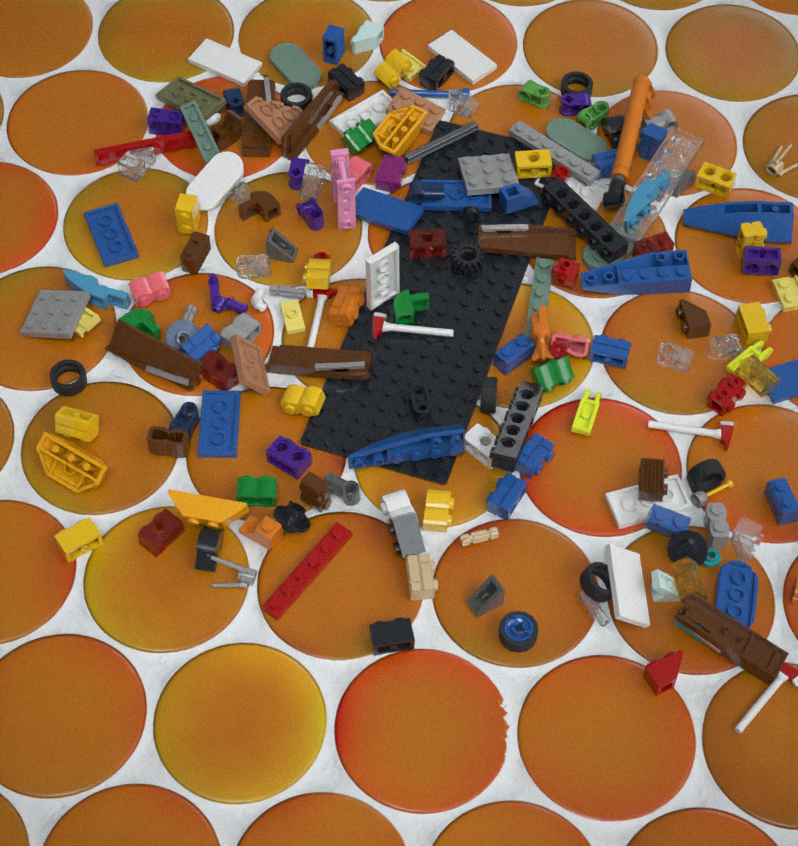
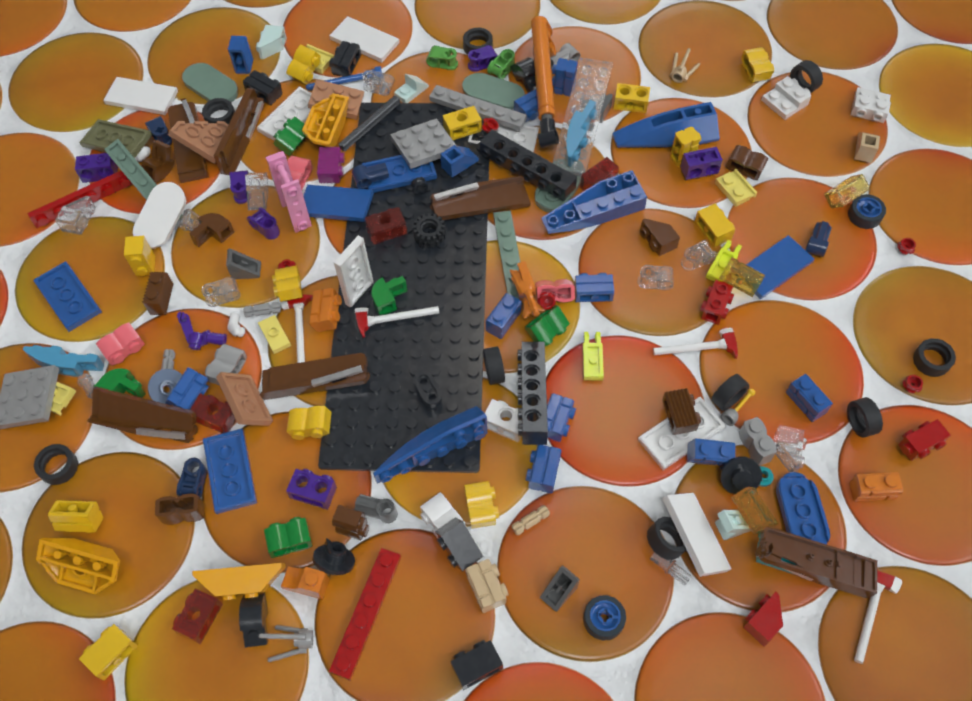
camera: 15 degrees left, 5 degrees up
(111, 316) = (86, 382): none -> clear pin
(495, 117) = (411, 89): none -> light aqua slope
(565, 272) = (526, 220): red brick -> none

